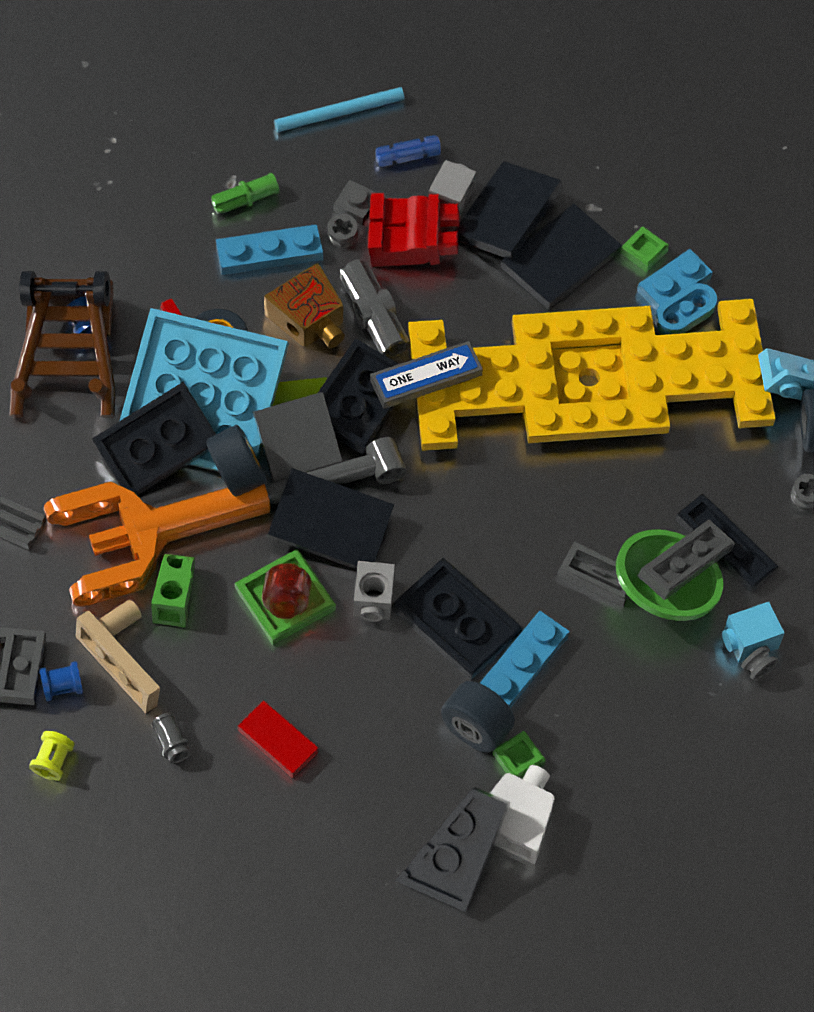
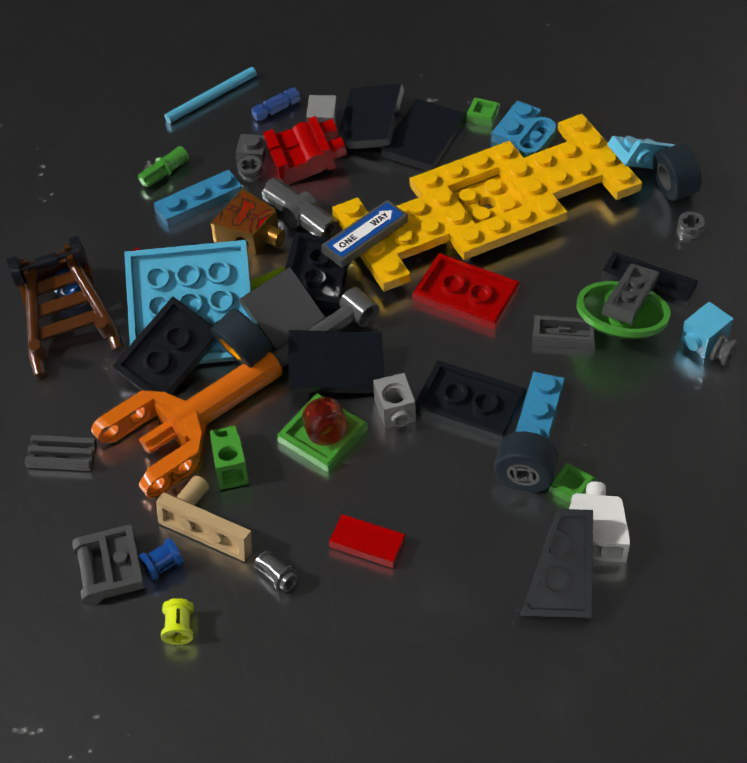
camera: 15 degrees left, 10 degrees down
(515, 481) = (466, 291): none -> red tile

